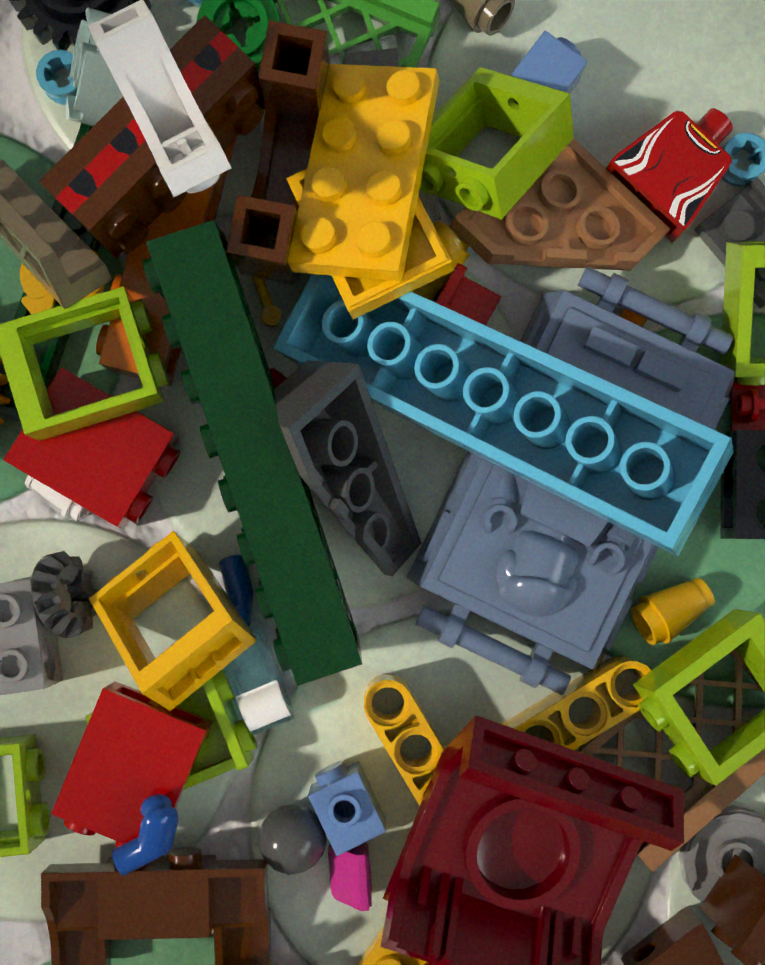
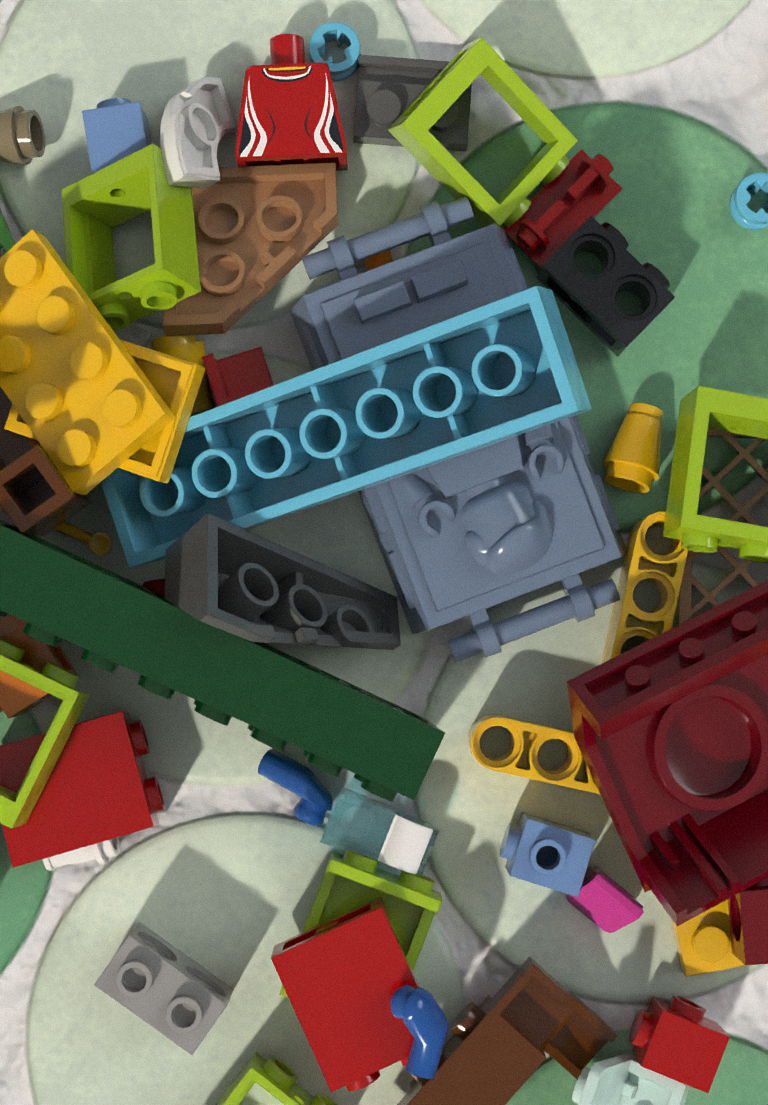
camera: 50 degrees left, 0 degrees up
(53, 600) = (166, 920): dark grey gear -> none
(196, 654) = (314, 862): yellow window -> none
(292, 839) = (533, 921): dark grey piece -> none
(600, 114) = (191, 132): none -> white tile

